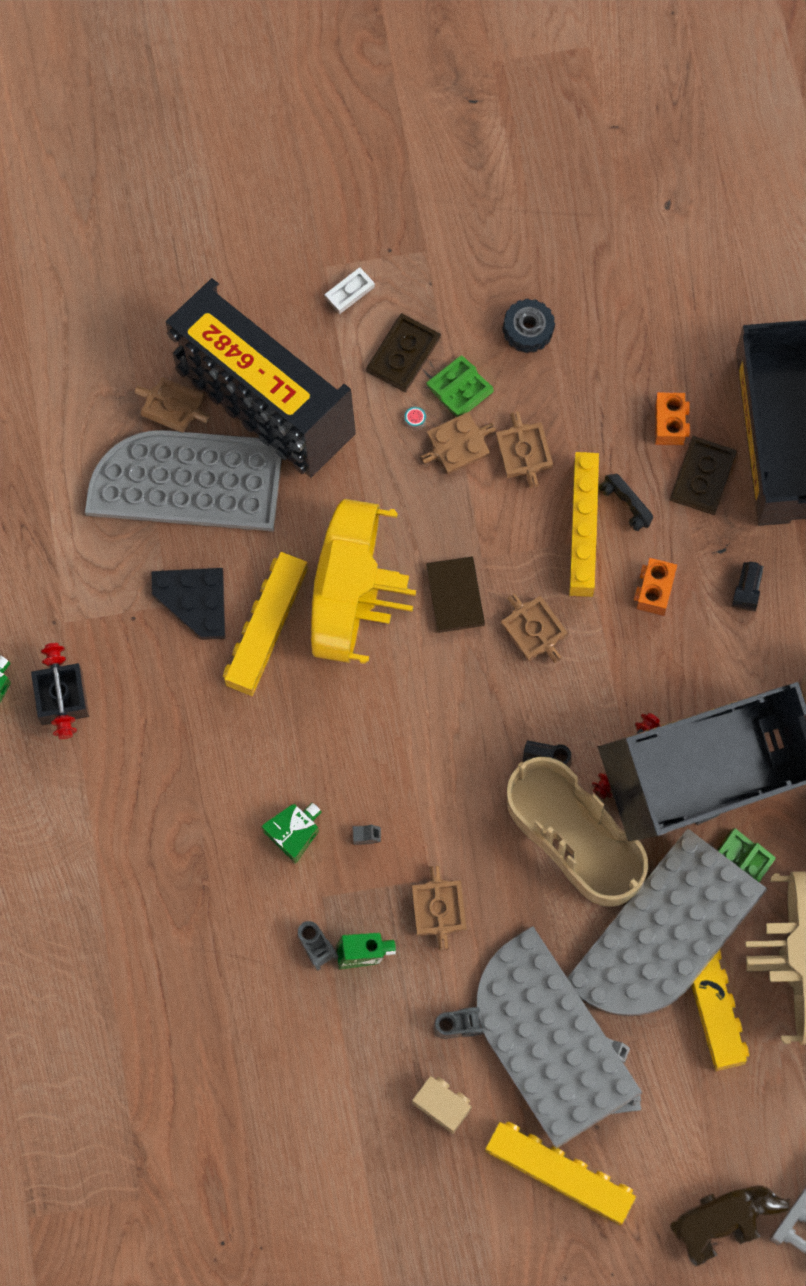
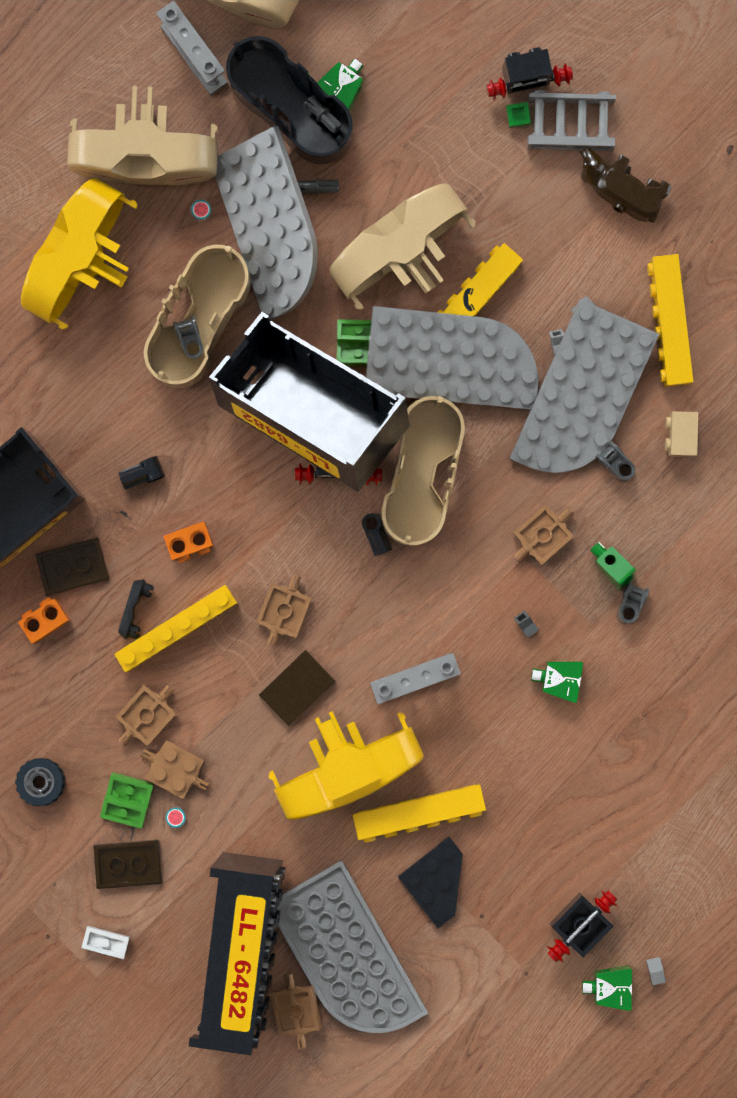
camera: 130 degrees left, 15 degrees up
(389, 695) = (415, 678): none -> light grey fence

